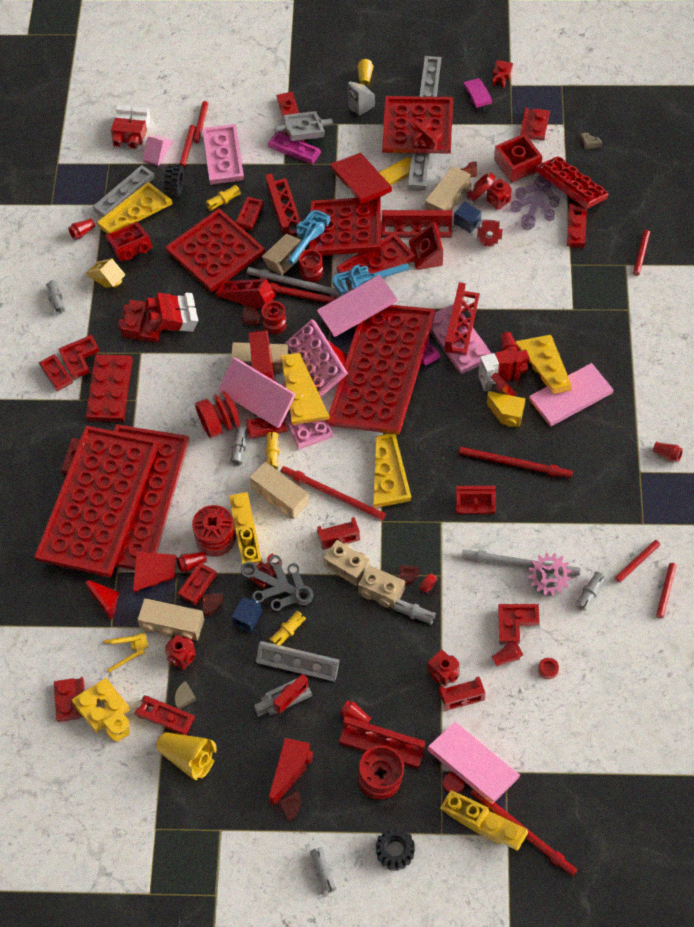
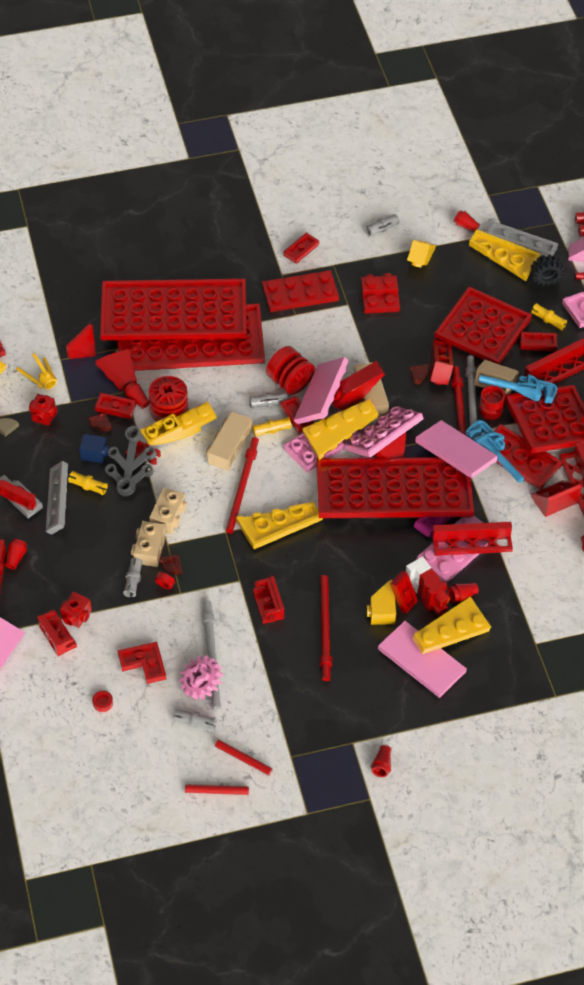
camera: 70 degrees right, 5 degrees down
(74, 355) = (325, 255): red plate -> none
(129, 241) = (464, 258): red plate -> none
(170, 619) = (73, 395): tan brick -> none
(172, 312) = (393, 309): red hips -> none
(274, 317) = (418, 388): red wheel -> none
(344, 533) = (198, 498): red hinge -> none
(509, 653) = (109, 664): red cone -> none

